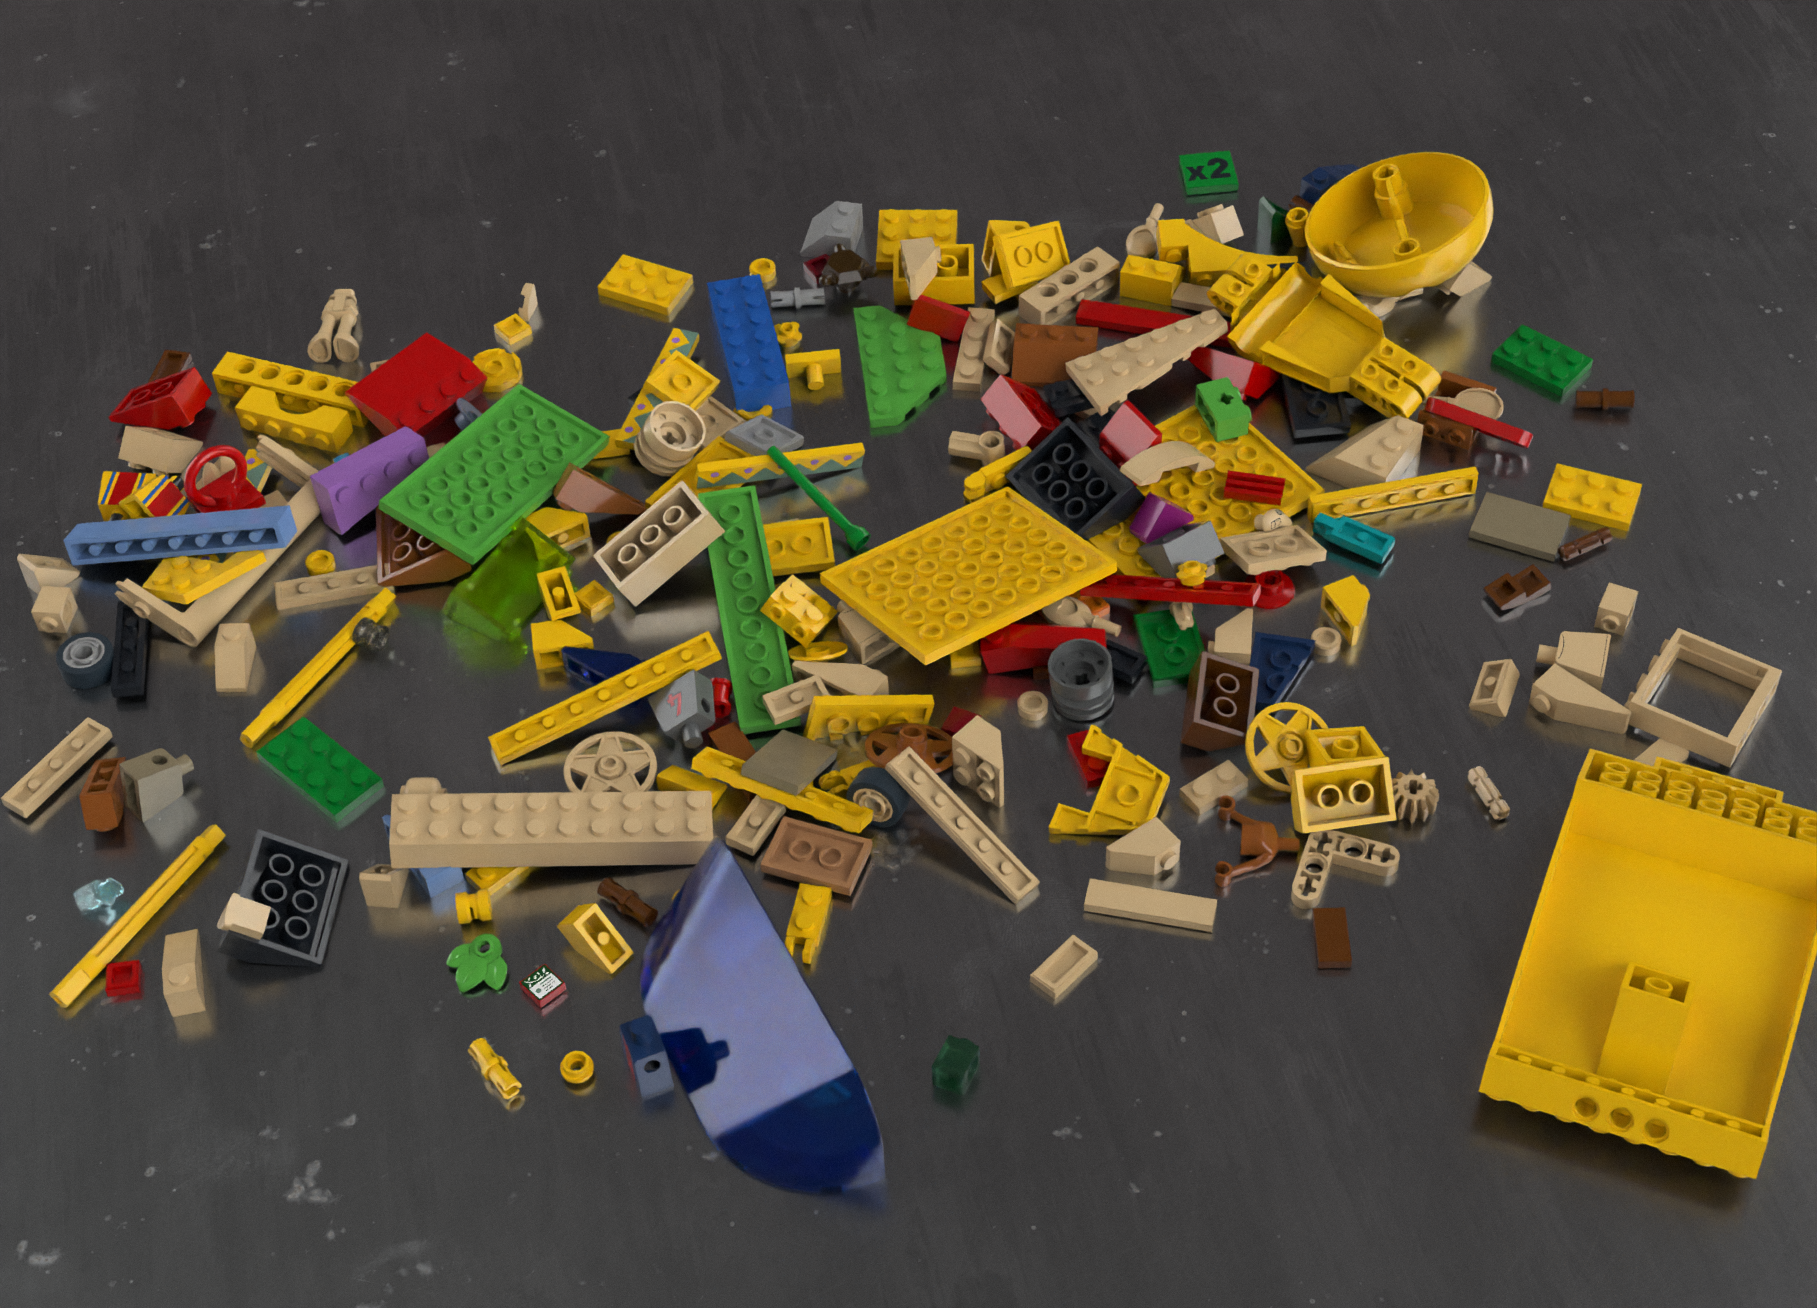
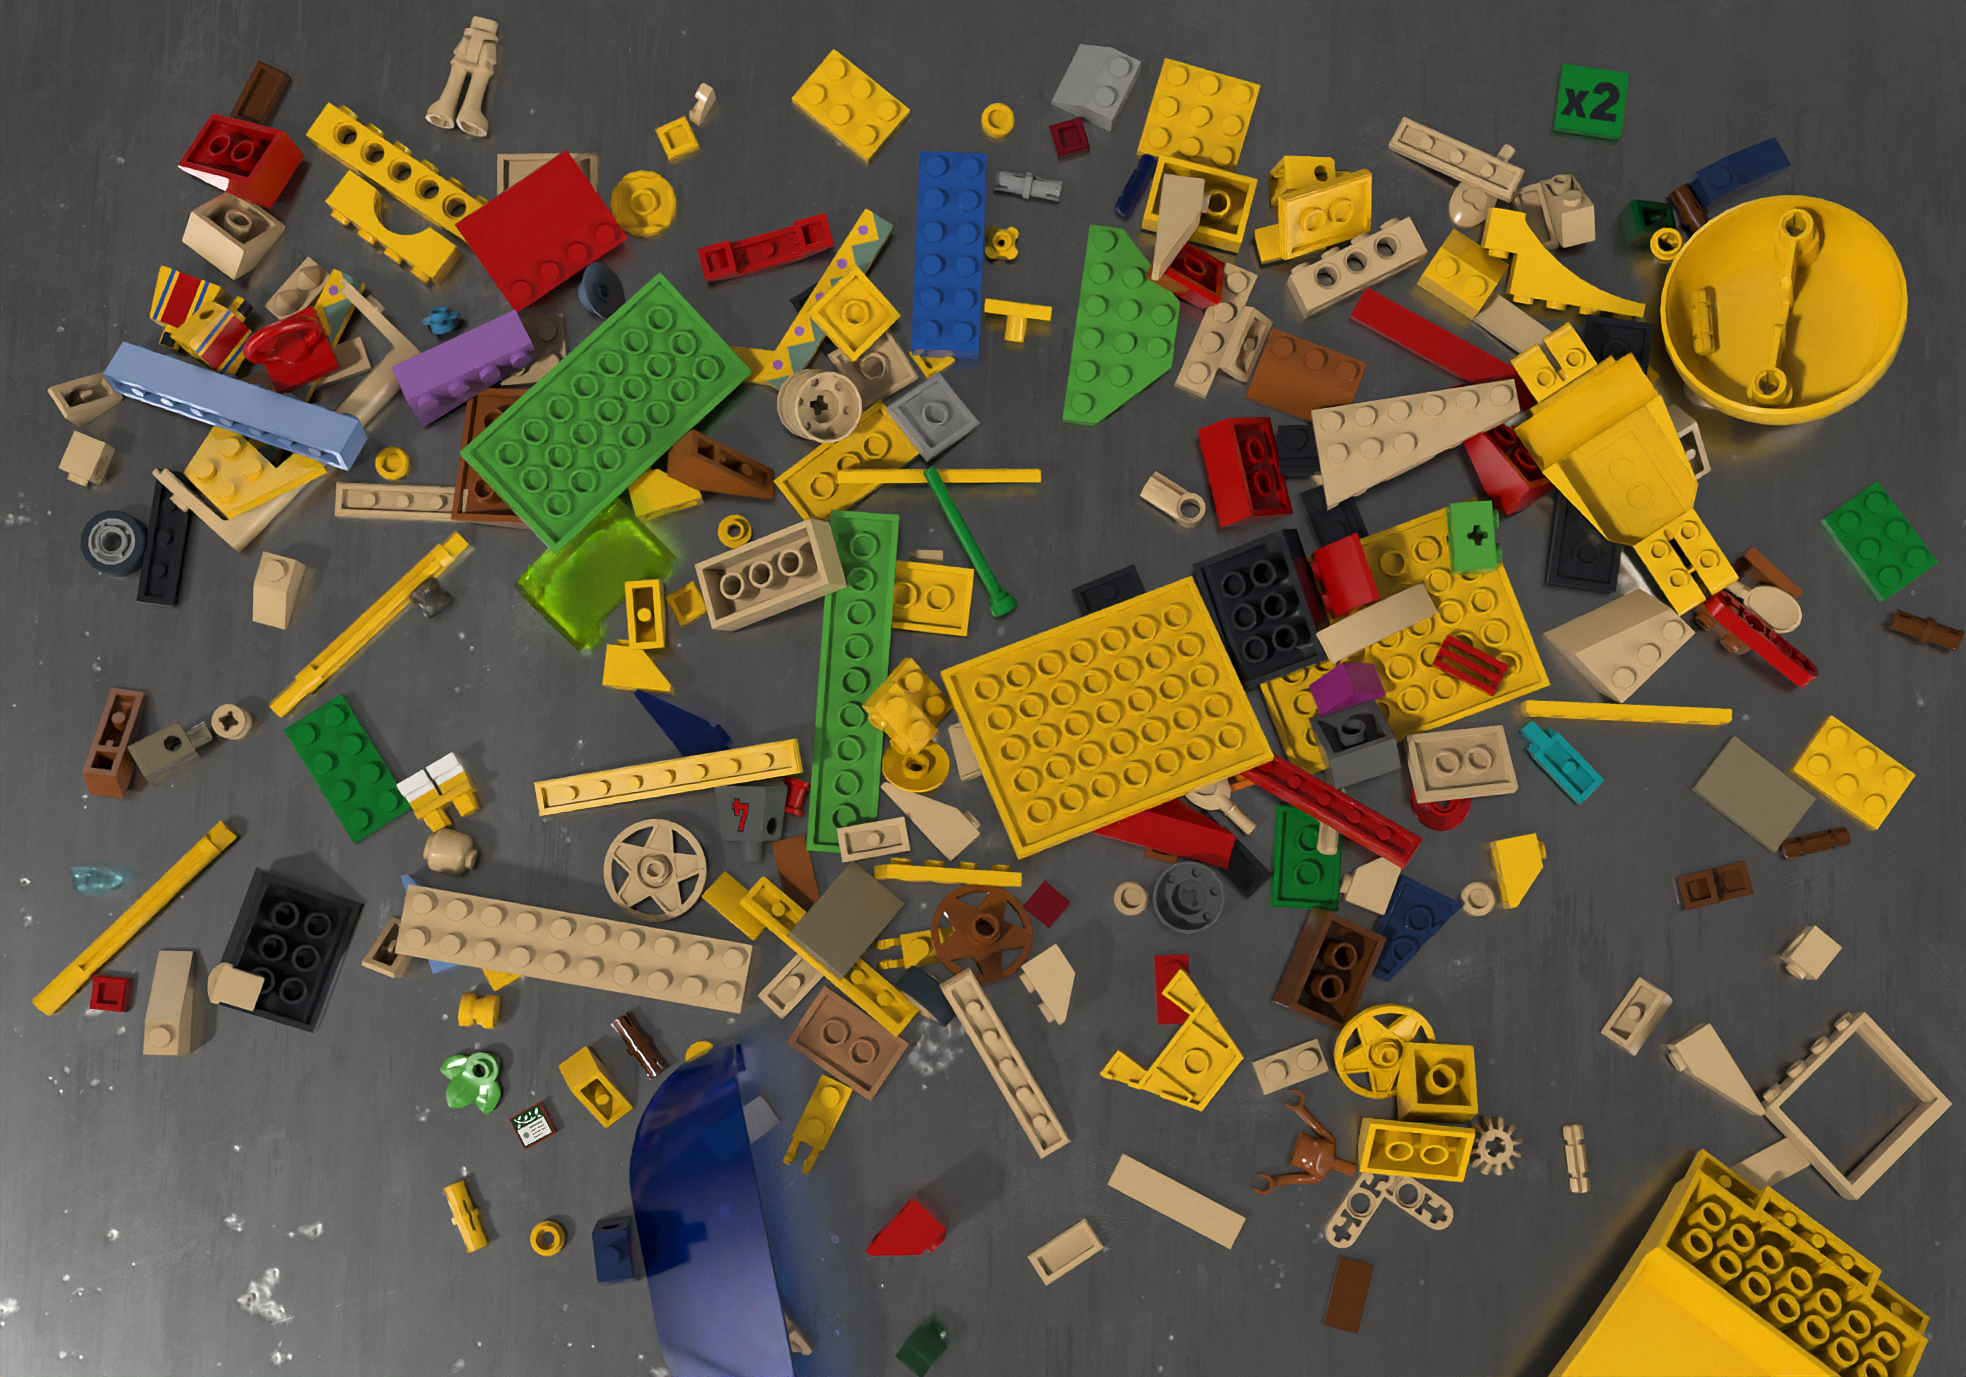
camera: 15 degrees right, 35 degrees up
(56, 767) = (68, 692): tan plate -> none
(208, 755) = (238, 725): none -> tan wheel
(404, 758) = (427, 798): none -> yellow hips
(604, 375) = (766, 250): none -> red slope
(846, 270) = (1094, 163): dark brown rock -> none
(881, 282) = (1136, 185): none -> clear blue axle
(913, 956) = (910, 1230): none -> red slope
(940, 508) = (1108, 590): none -> black plate
(992, 475) = (1184, 553): yellow hinge -> none
(1118, 217) = (1456, 159): none -> tan tile
(1144, 850) = (1192, 1136): tan slope -> none
(1192, 573) = (1352, 806): yellow plate -> none
(1271, 520) = (1476, 721): tan arm -> none
(1580, 655) = (1741, 1013): tan torso -> none

